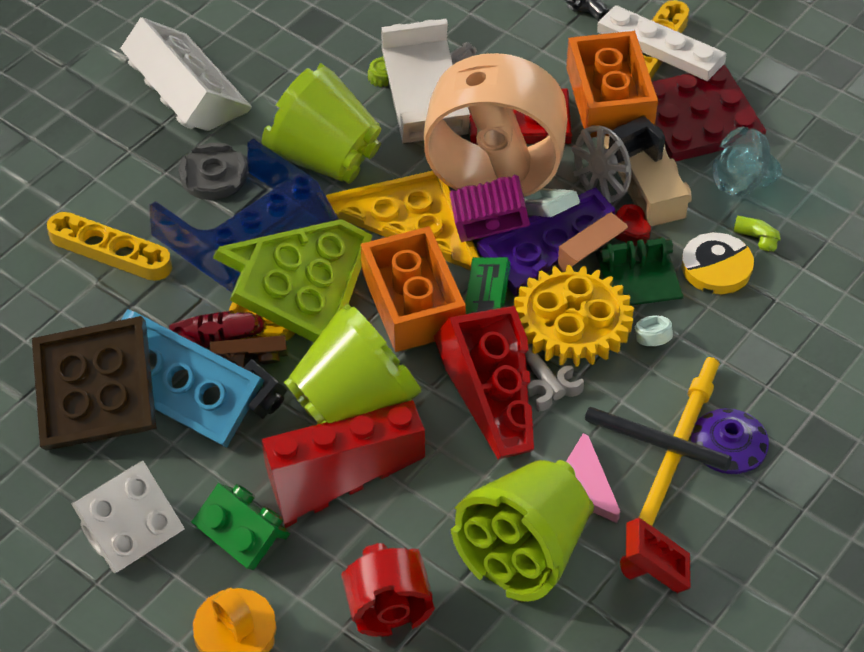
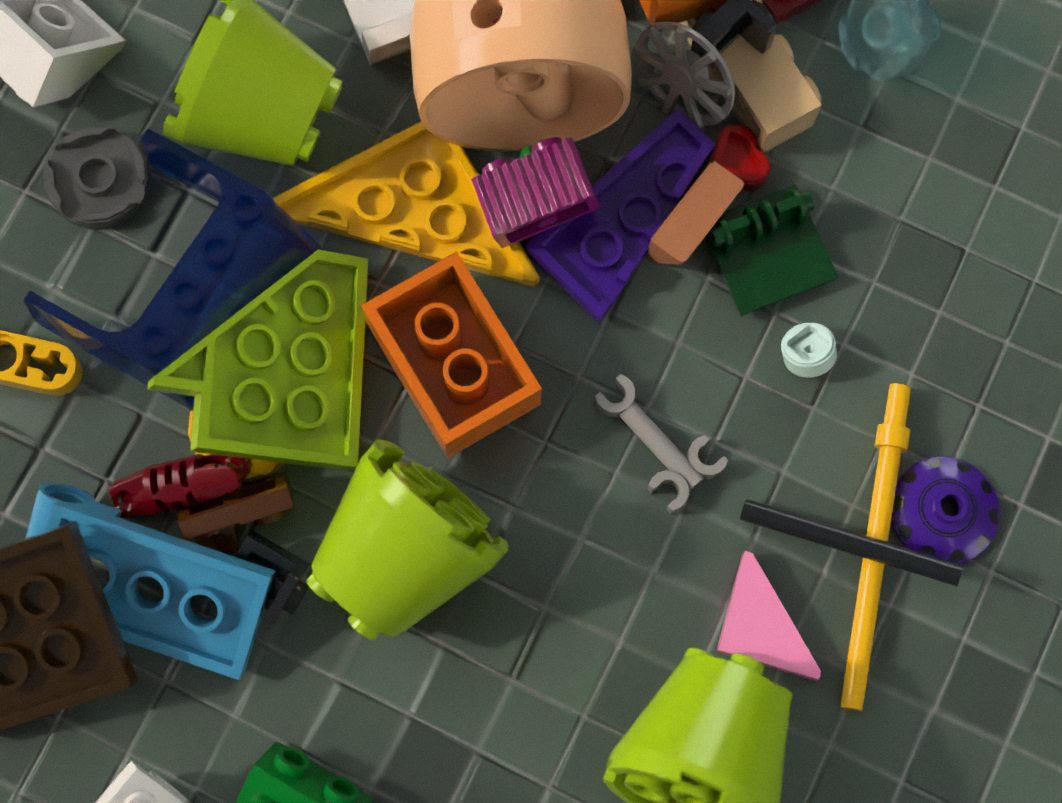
camera: 15 degrees left, 25 degrees up
(339, 457) = (402, 680): red wedge -> none
(487, 284) = (559, 333): green tile -> none
(488, 368) = (593, 475): red wedge -> none
(550, 202) = (621, 158): light aqua tile -> none
(574, 315) = (726, 382): yellow gear -> none
(655, 554) = (887, 750): red tile -> none
(717, 263) = (875, 205): tile -> none
(758, 228) = (927, 133): lime arm -> none

